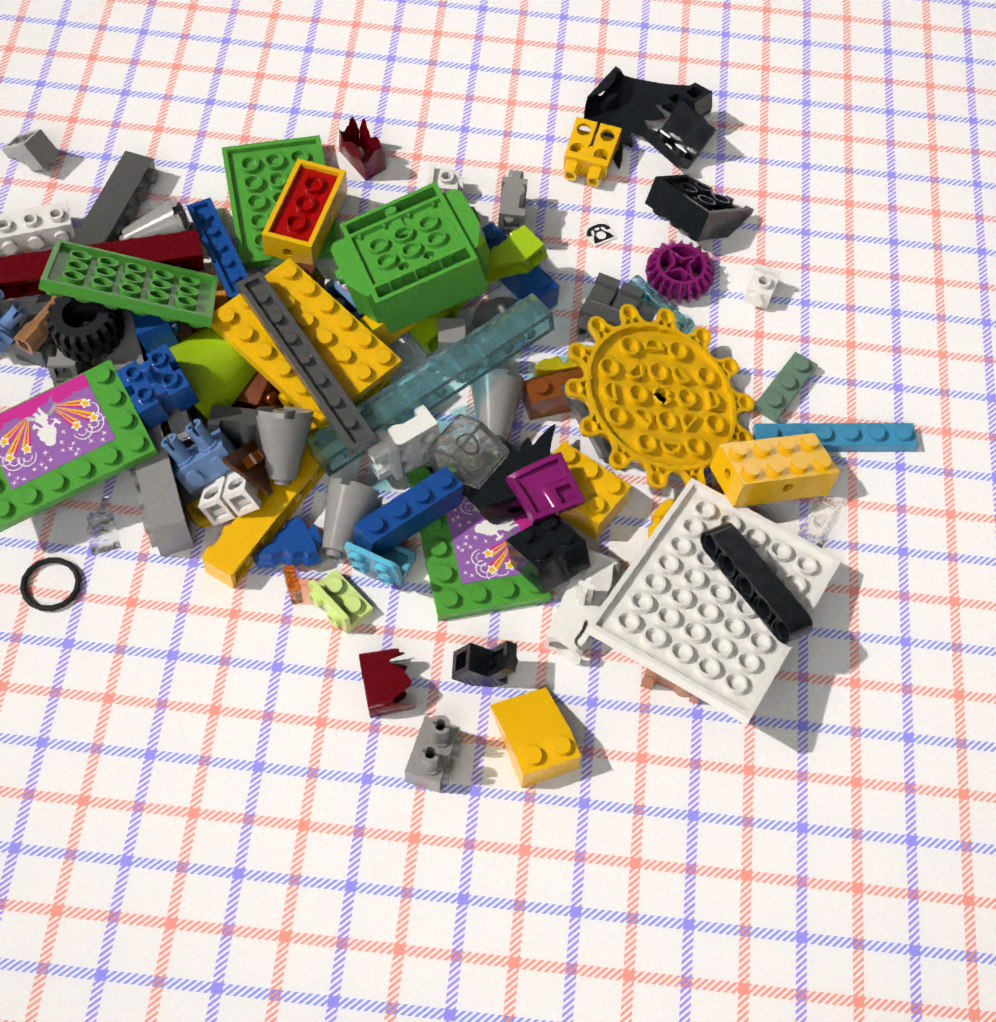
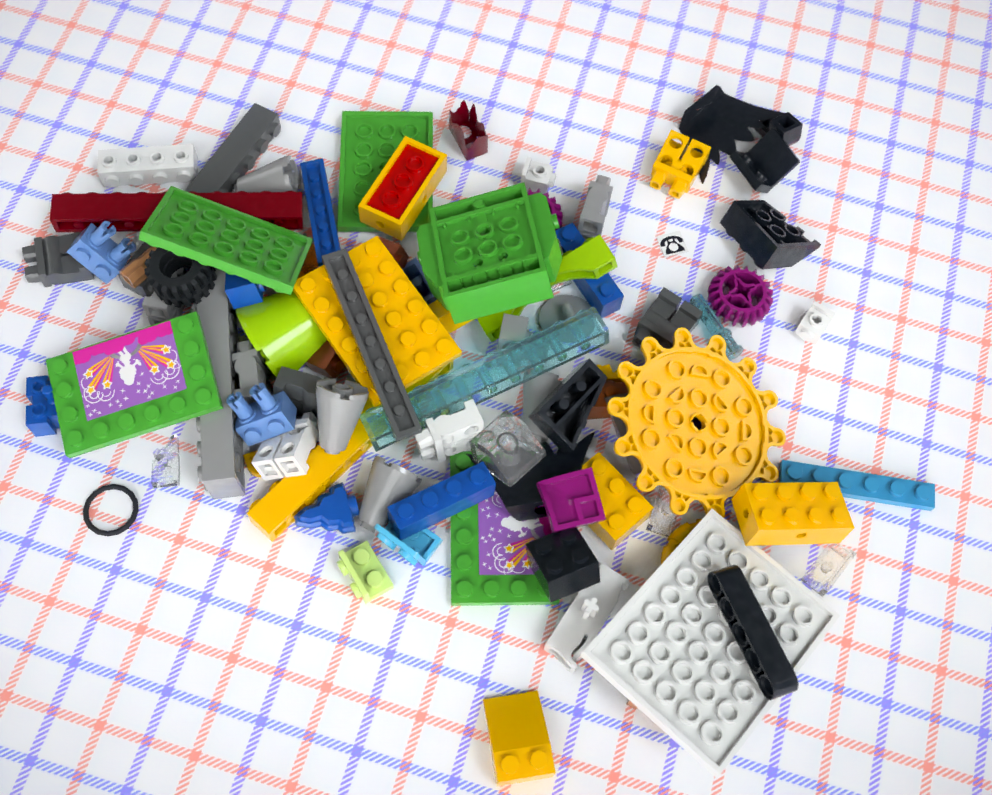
camera: 10 degrees right, 5 degrees up
(33, 150) = (174, 89): light grey arch -> none
(157, 386) = (233, 344): blue brick -> none
(249, 465) = (303, 433): reddish brown piece -> none
(292, 584) = (324, 549): clear orange tile -> none
(384, 682) = (388, 661): dark red piece -> none
(432, 753) = (420, 740): light grey brick -> none
(484, 666) = (484, 661): black brick -> none
(525, 397) = (567, 407): none -> black wedge
(642, 497) = (661, 518): none -> clear slope
(785, 387) = (818, 426): sand green plate -> none

